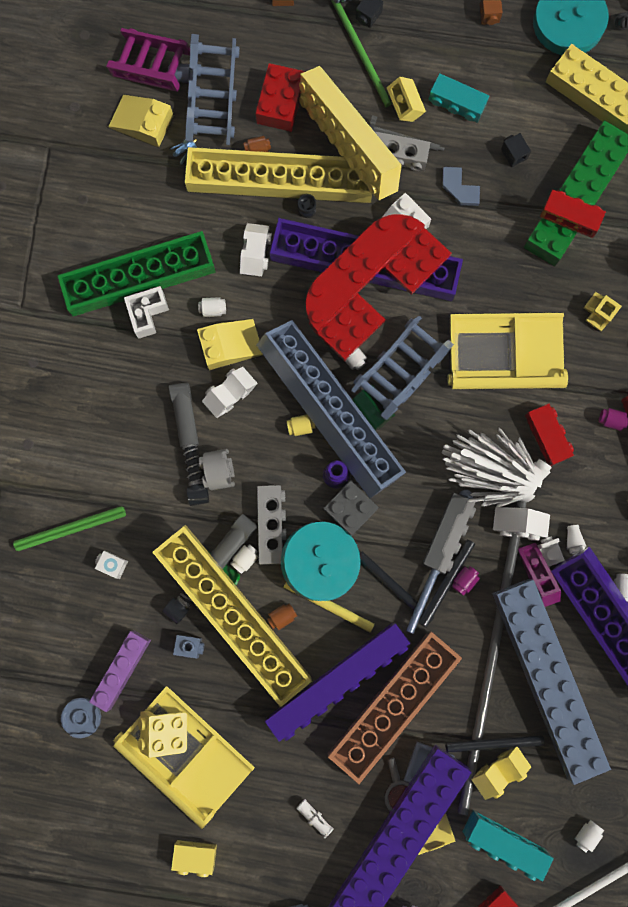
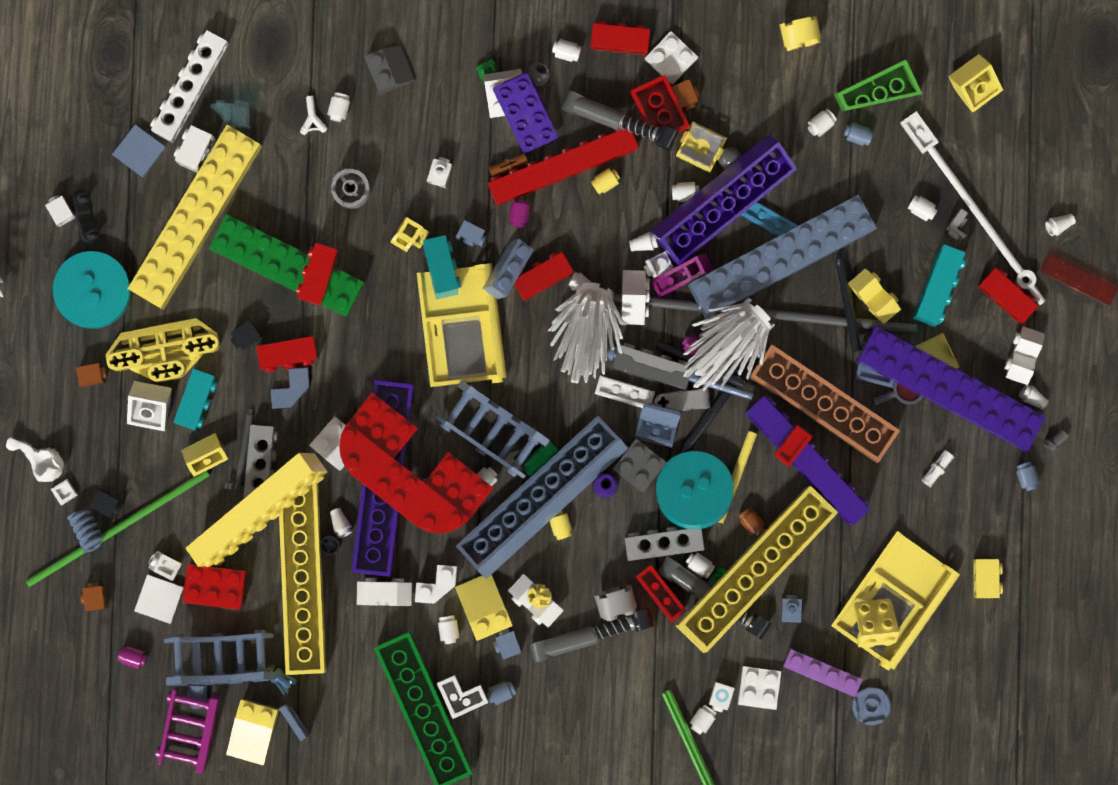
camera: 95 degrees left, 5 degrees up
(90, 543) = (703, 719): none -> white brick
(115, 605) = (759, 687): none -> white plate
(143, 152) = (294, 721): none -> sand blue tile
(145, 350) = (501, 692): none -> sand blue brick
(190, 361) = (507, 644): none -> sand blue brick
(220, 515) = (661, 593): none -> red brick
(224, 19) = (132, 657): none -> magenta brick
(232, 393) = (539, 596): none -> light yellow gear
(257, 144) = (271, 604): dark orange brick -> none
(260, 308) = (445, 581): none -> white brick
(275, 48) = (159, 599): none -> white tile
(305, 56) = (164, 565): none -> white bracket
(324, 218) = (340, 523): none -> white cone
(354, 667) = (793, 445): none -> red tile
(390, 532) = (657, 424): none -> sand blue bracket
(412, 561) = (686, 399): none -> light grey piece
(425, 504) = (624, 392): none -> white tile
(457, 56) = (148, 405): none -> white slope
(468, 614) = (738, 336): none -> white plant
(494, 185) = (287, 354): none -> red brick
(503, 74) = (161, 353): none -> light yellow connector
(561, 400) = (508, 269): none -> sand blue brick
(567, 336) = (441, 267): none -> teal brick
(571, 873) = (958, 221): none -> light grey bracket
(590, 668) = (768, 219): none -> dark azure tile
(597, 369) = (471, 234): none -> sand blue brick

